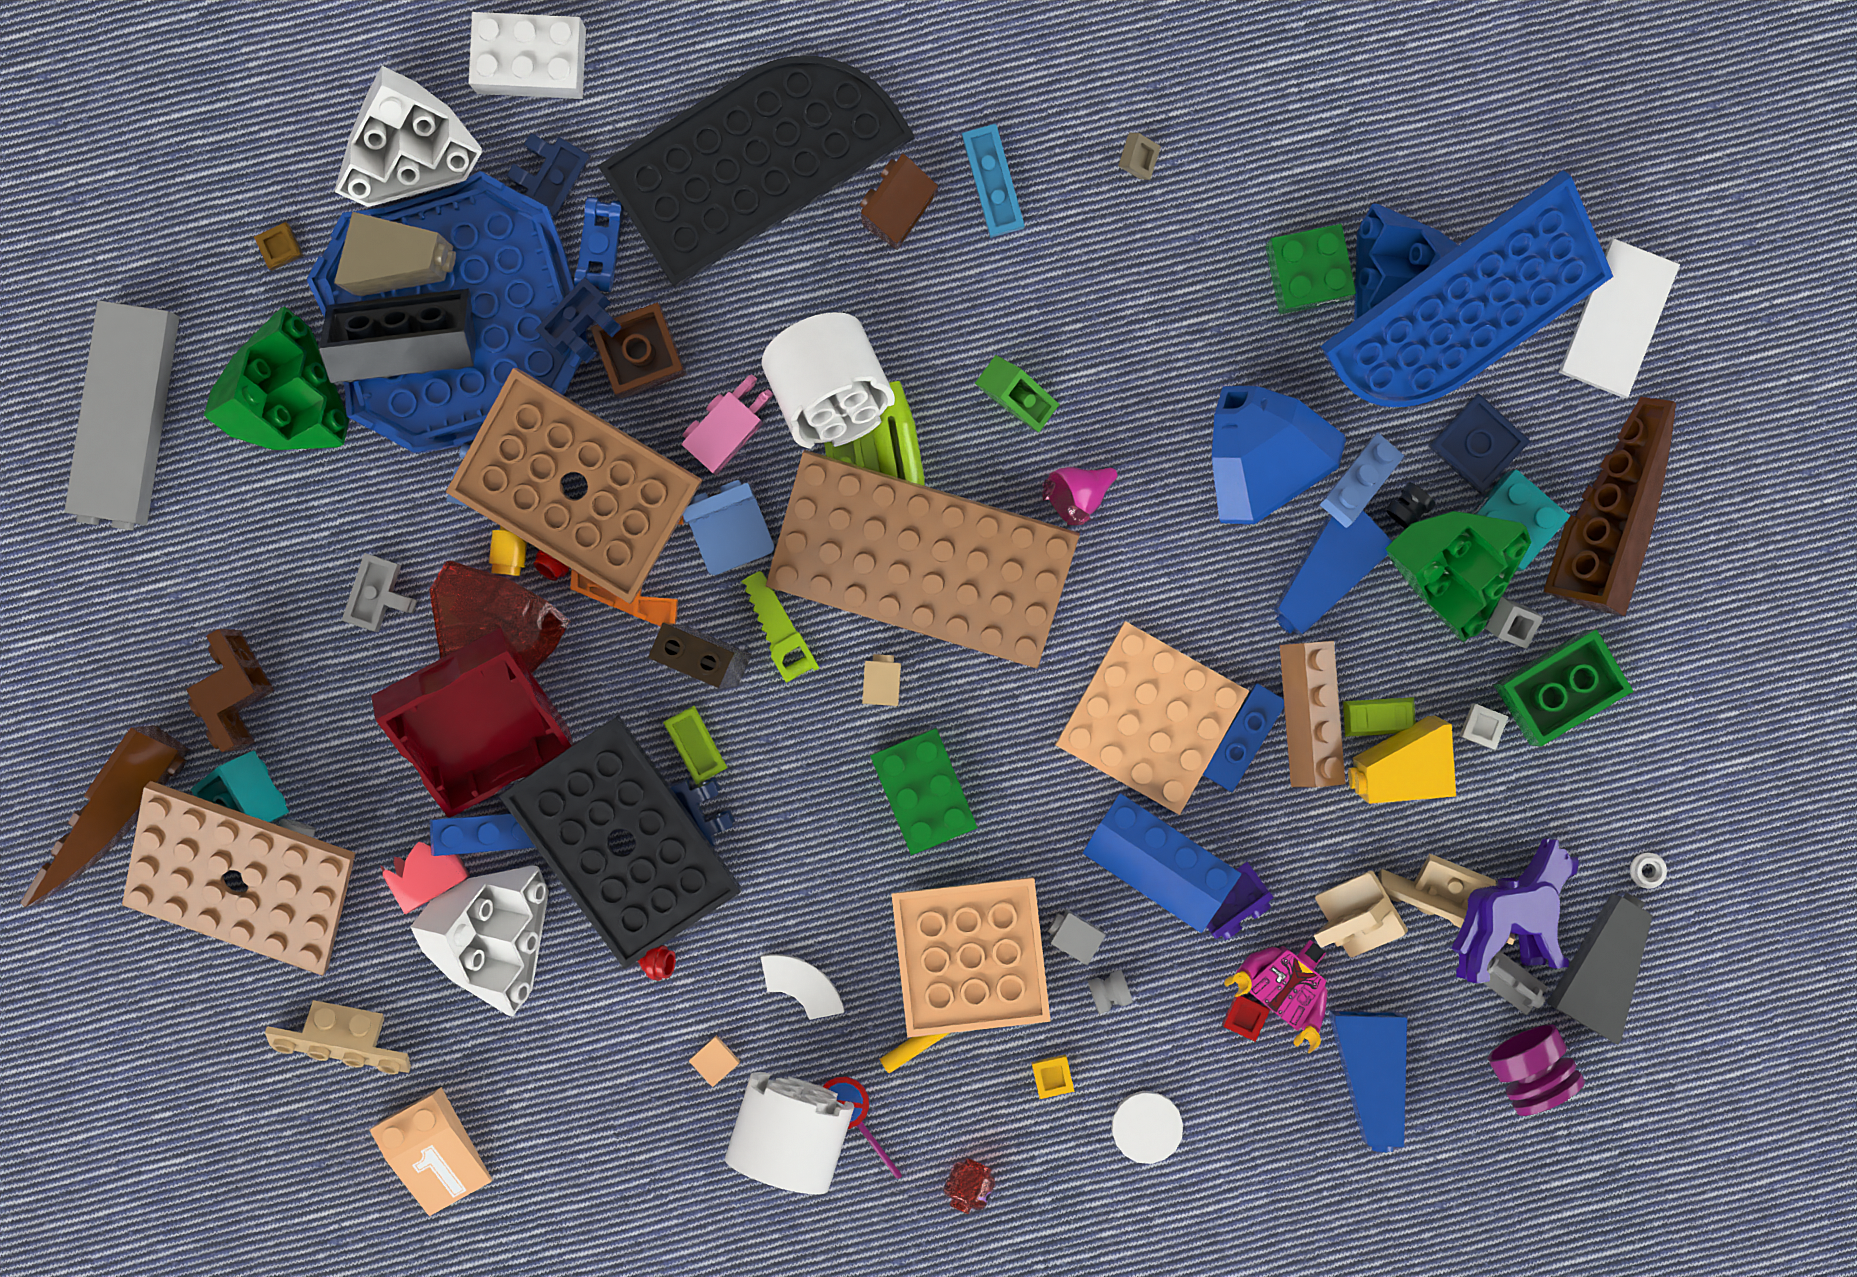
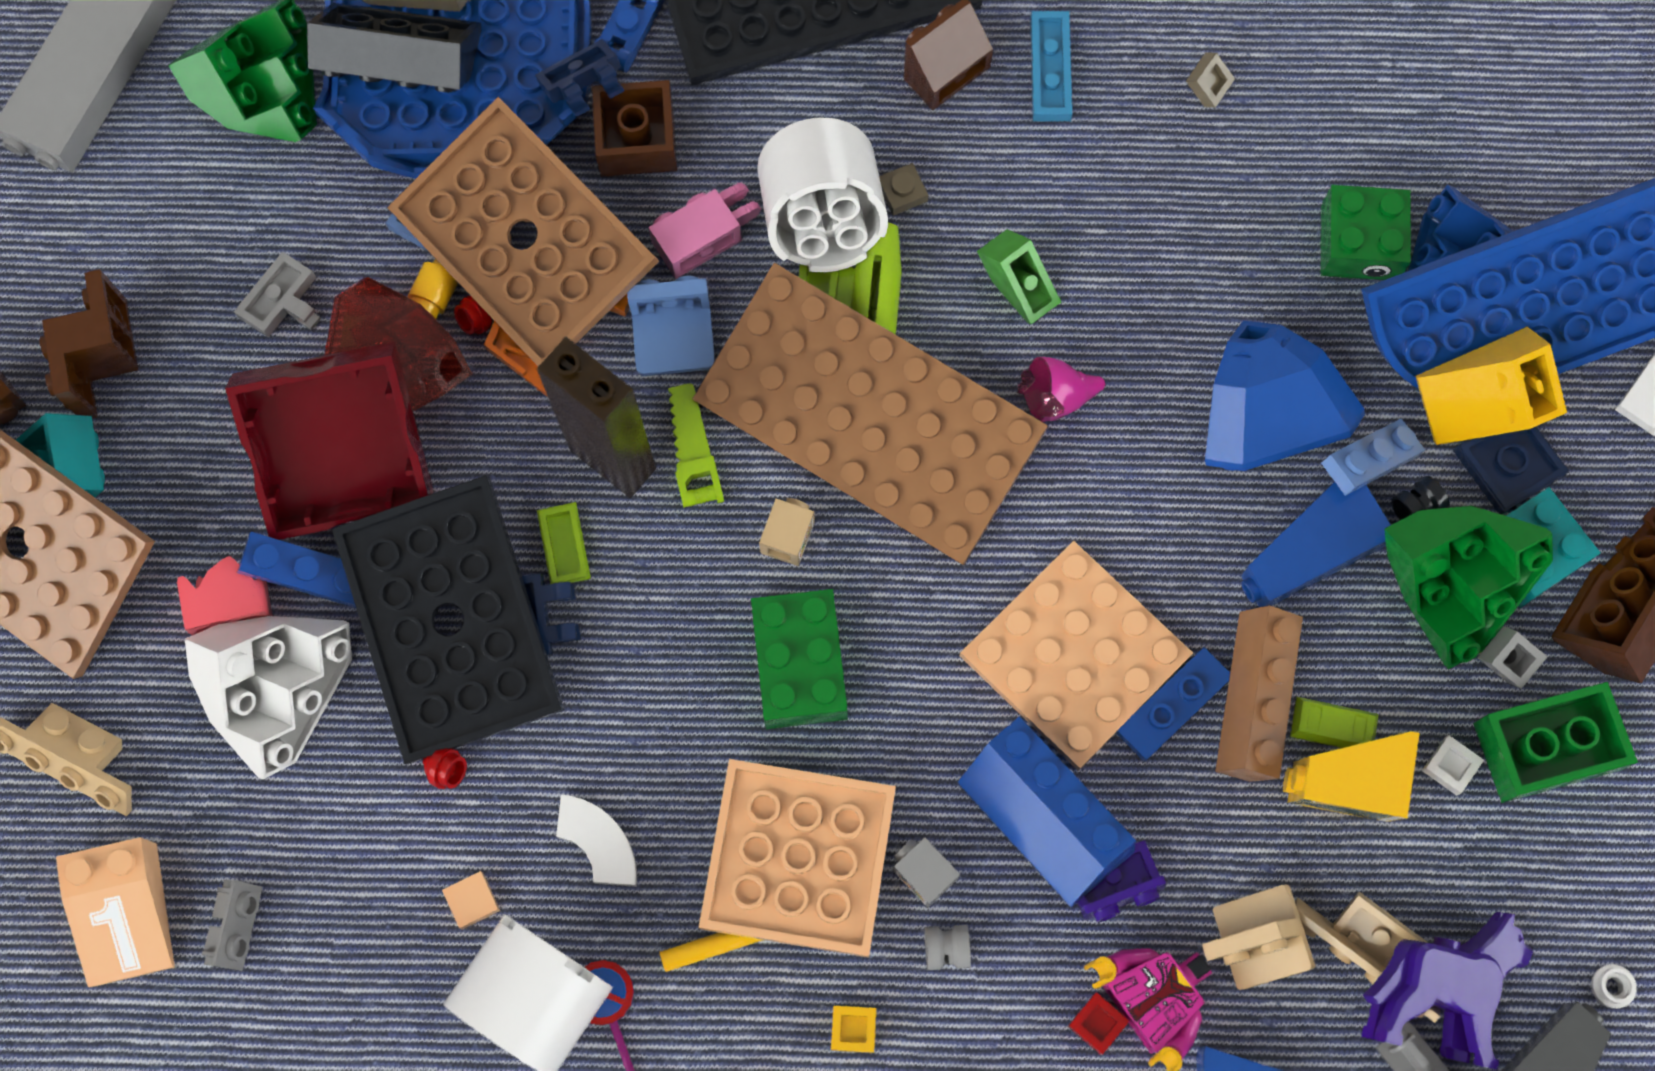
camera: 20 degrees right, 15 degrees down
(531, 1152) = (237, 906): none -> light grey hinge
(892, 336) = (903, 189): none -> dark tan plate
(1451, 393) = (1493, 389): none -> yellow slope

